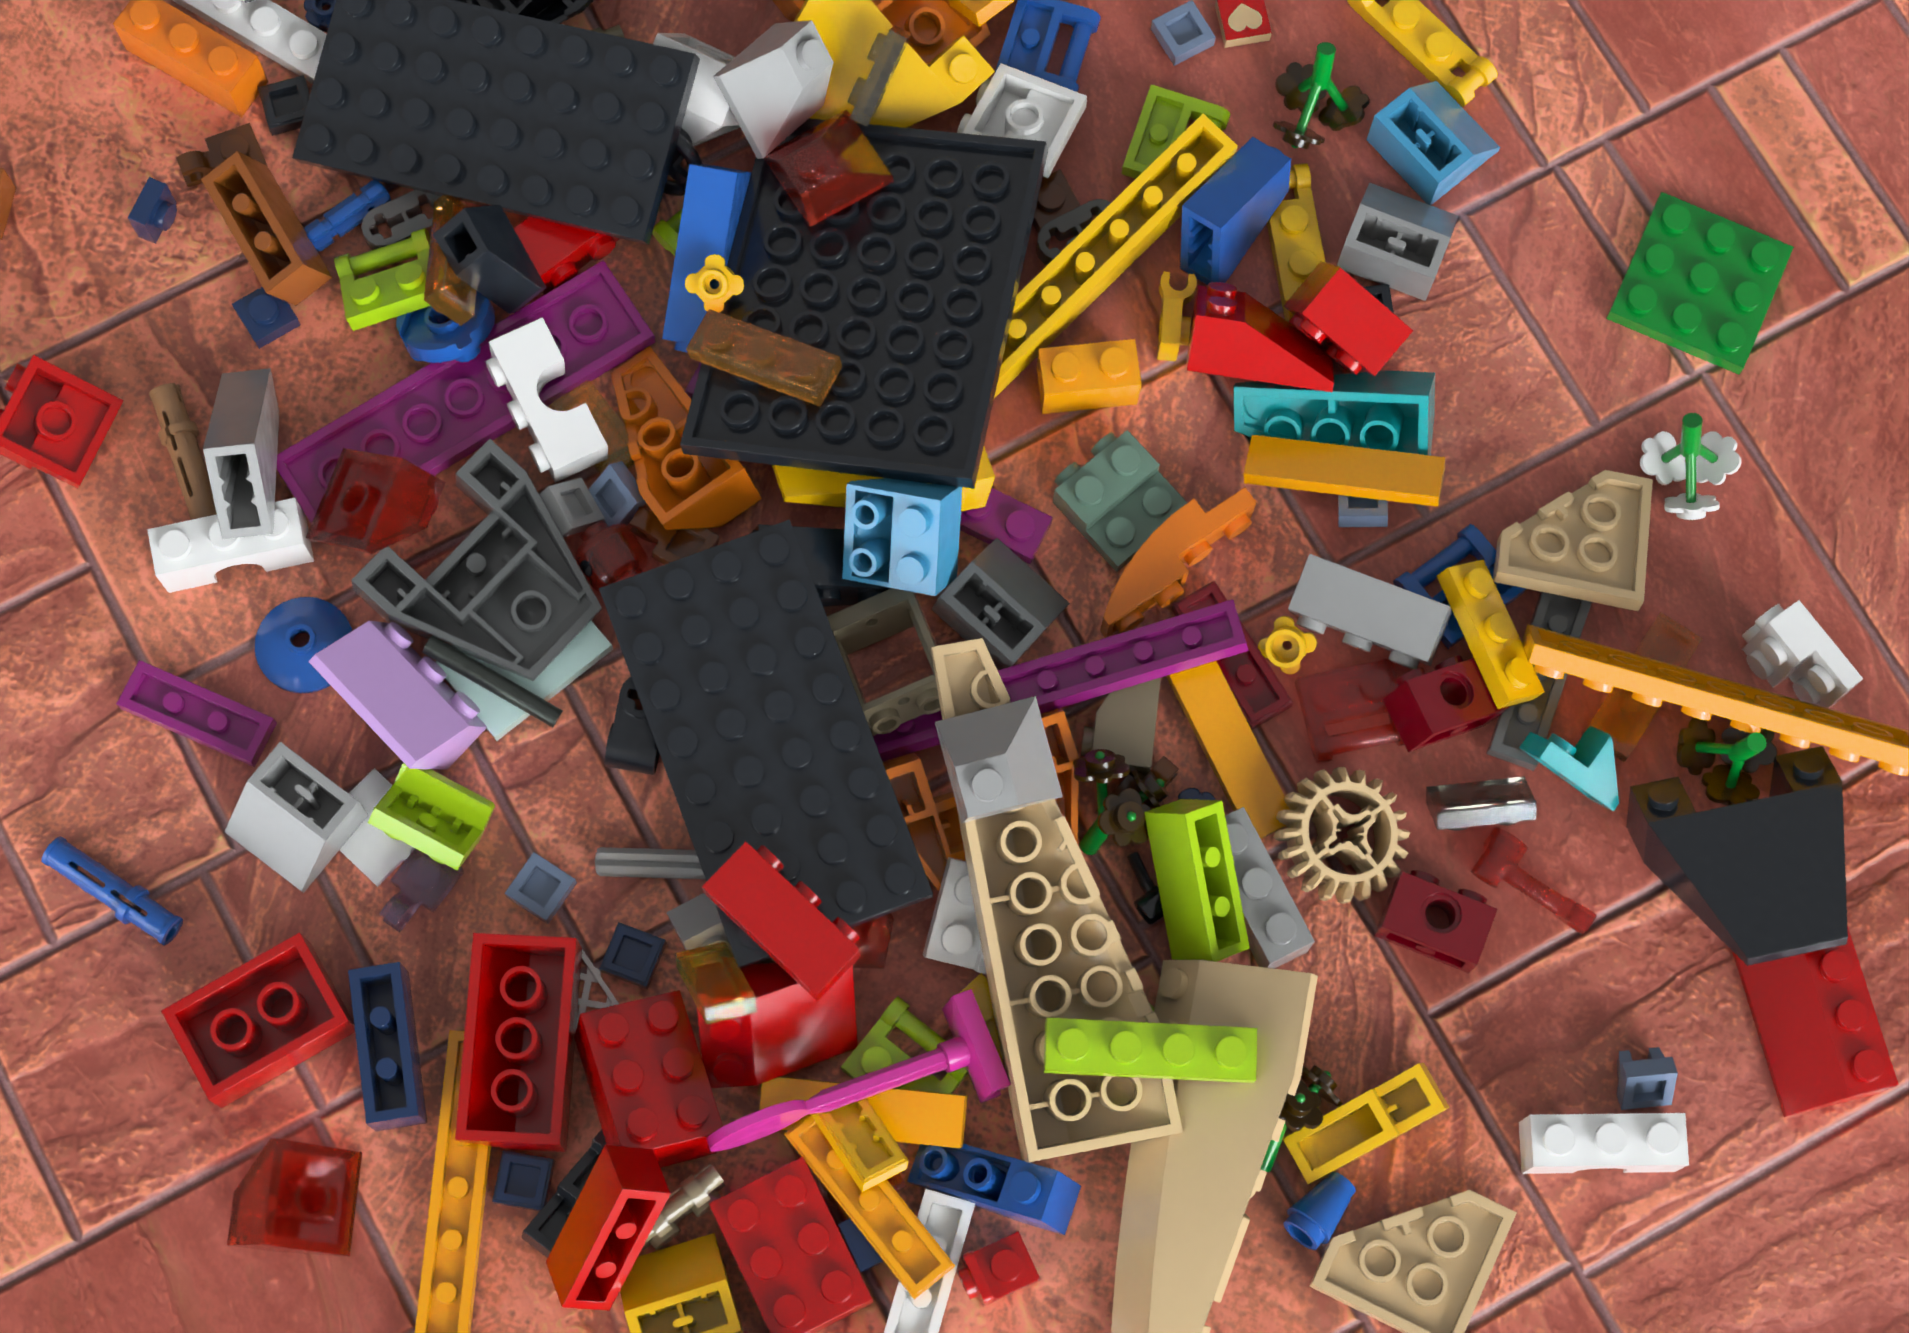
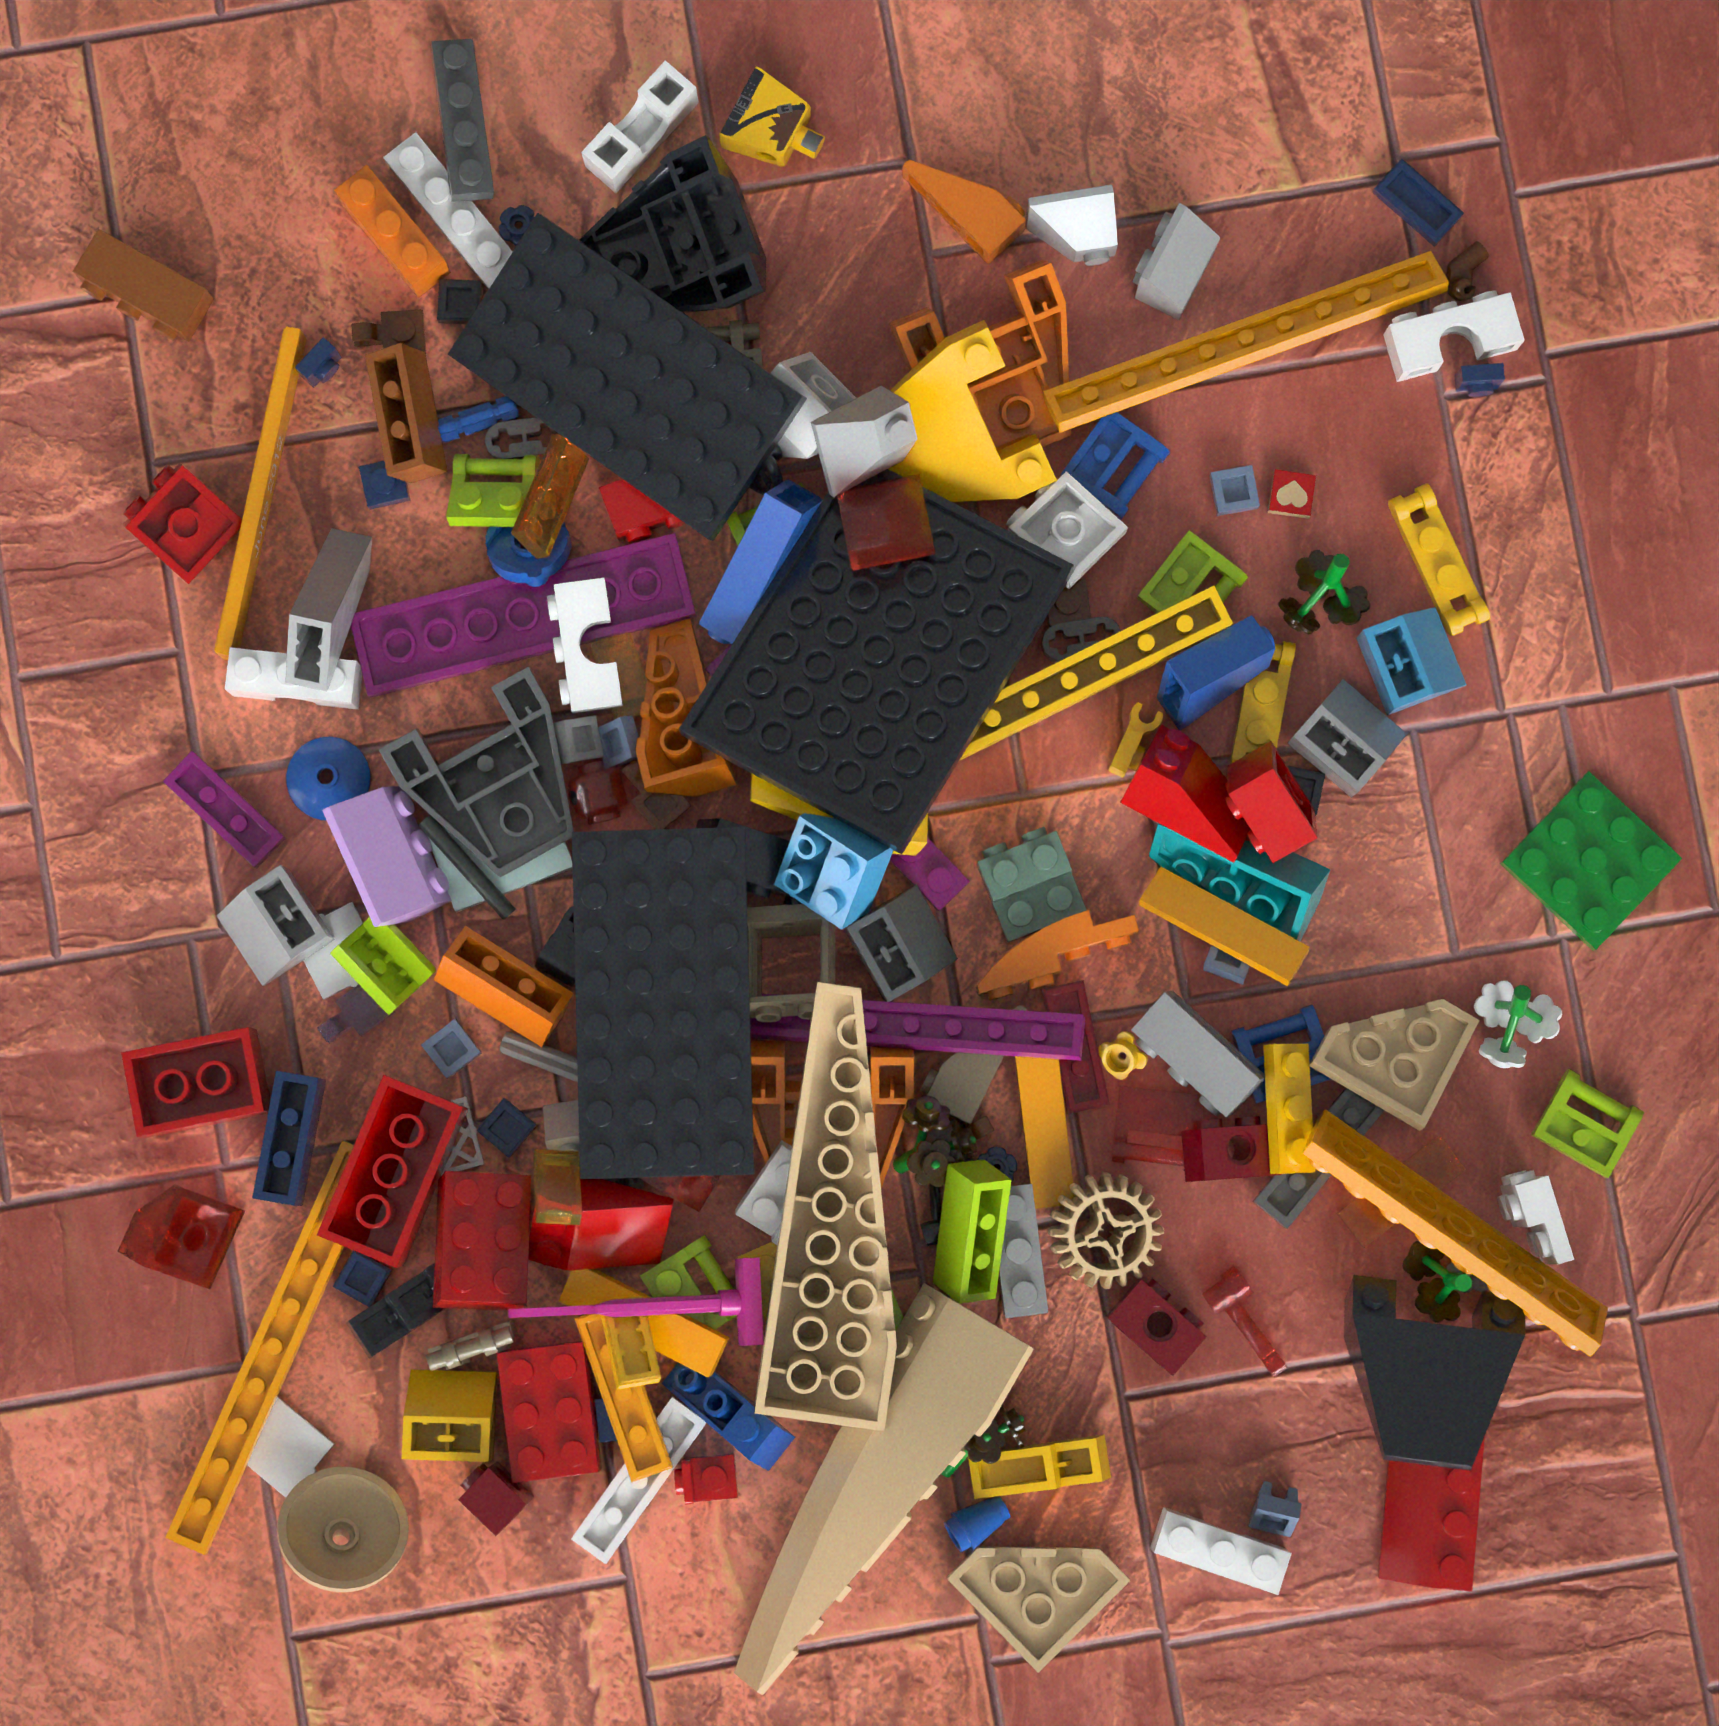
camera: 25 degrees right, 10 degrees up
(130, 364) = (260, 492): none -> light orange tile
(158, 922) = (123, 946): blue pin -> none
(180, 437) = (281, 578): medium nougat pin -> none
(374, 502) = (417, 688): clear red slope -> none
(490, 256) = (579, 507): black slope -> none
(576, 795) = (503, 986): none -> orange brick
(607, 1227) = (410, 1349): red brick -> none
(728, 283) = (765, 599): yellow plate -> none
(764, 357) = (772, 678): clear orange plate -> none
(783, 919) = (625, 1159): red brick -> none
(868, 93) = (942, 467): clear smoke plate -> none
(998, 759) = (838, 1093): light grey slope -> none
(1088, 376) = (1042, 771): light orange brick -> none
(1150, 1050) = (879, 1362): lime plate -> none
(1481, 803) = (1230, 1242): clear smoke plate -> none
(1585, 767) = (1322, 1245): slope -> none
(1805, 563) = (1582, 1136): none -> lime plate

